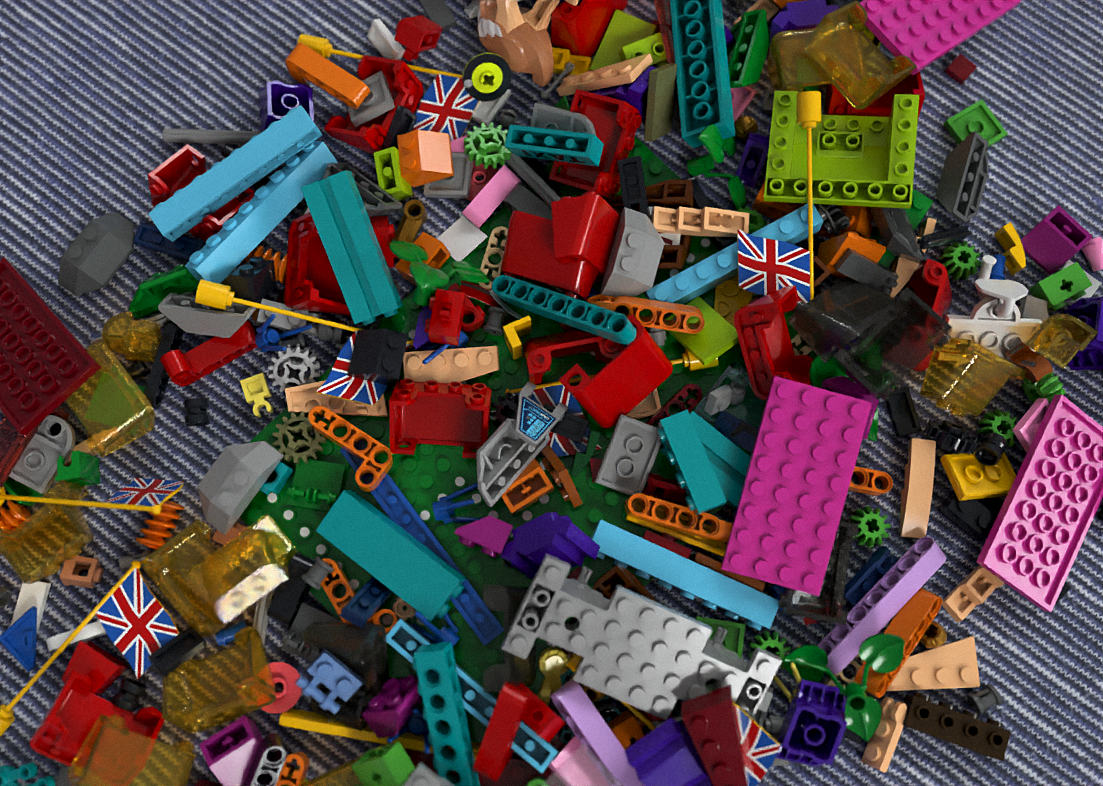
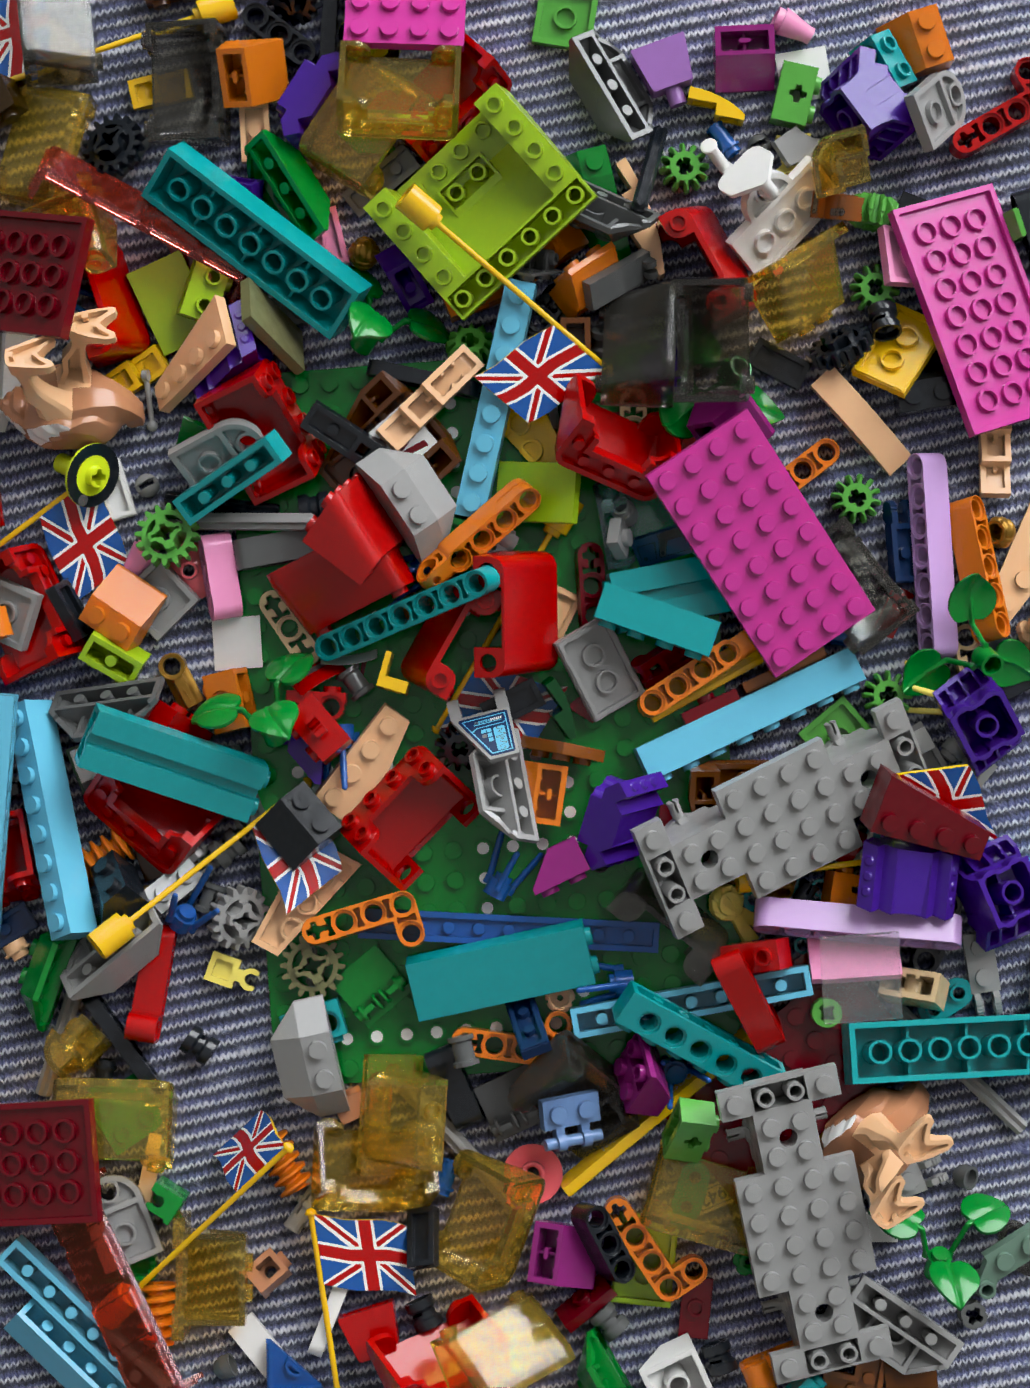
camera: 45 degrees left, 10 degrees up
(171, 260) = (17, 949): none -> light nougat plate
(1003, 201) = (664, 68): none -> medium lavender torso

